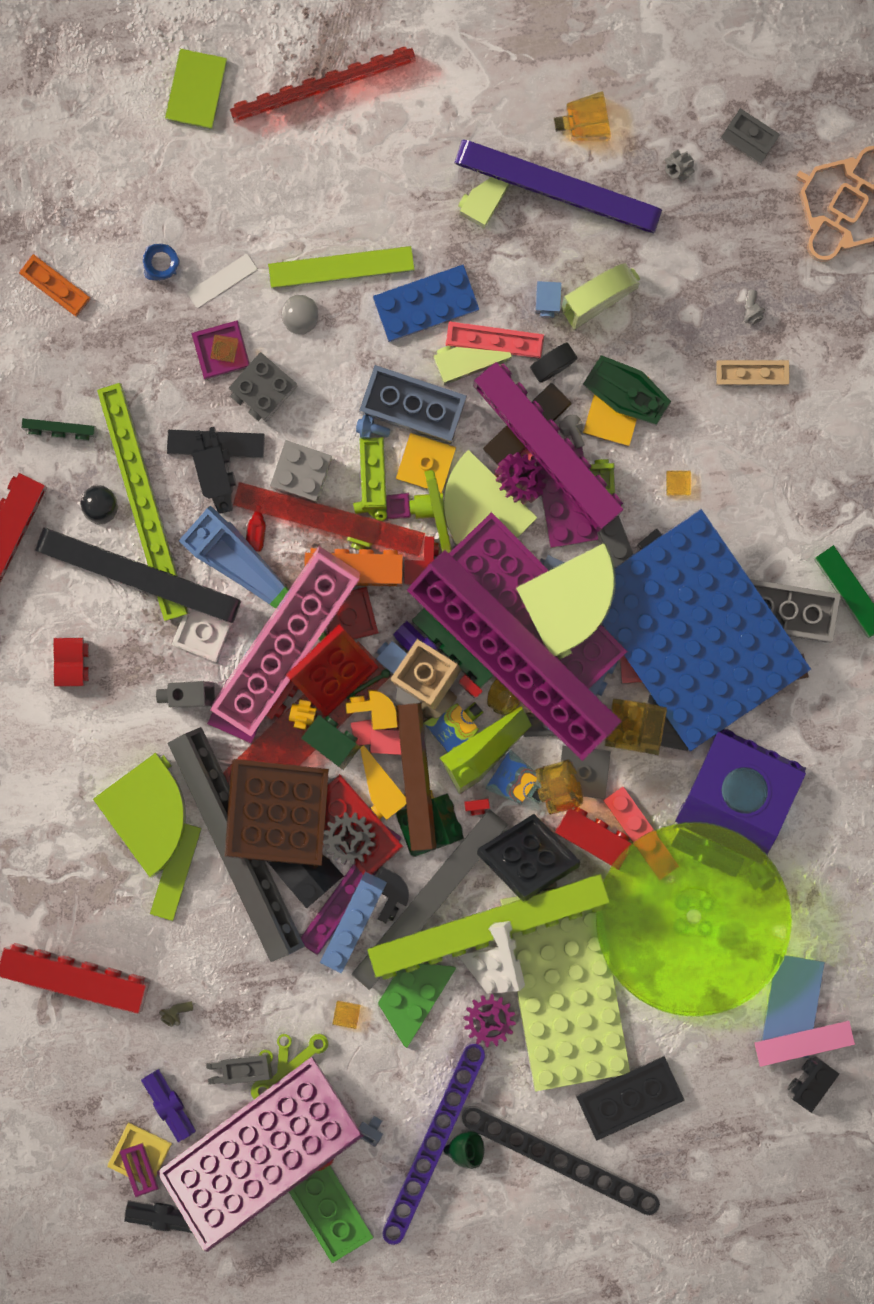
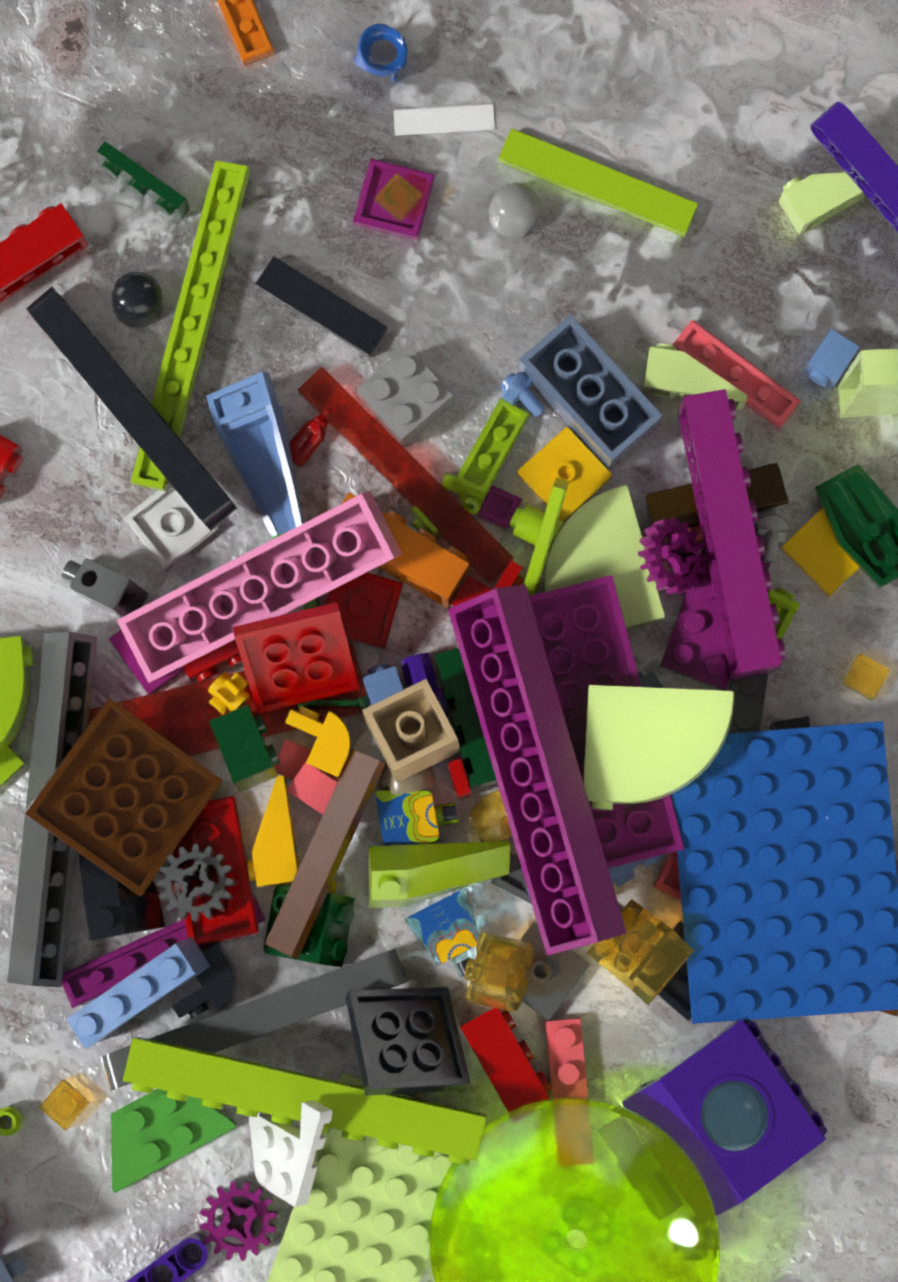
camera: 35 degrees right, 5 degrees down
(213, 471) = (298, 335): black hinge -> none
(262, 387) = (416, 269): dark grey brick -> none
(426, 303) = (676, 282): blue plate -> none
(477, 806) = (381, 936): red plate -> none
(553, 362) = (794, 438): black tyre -> none

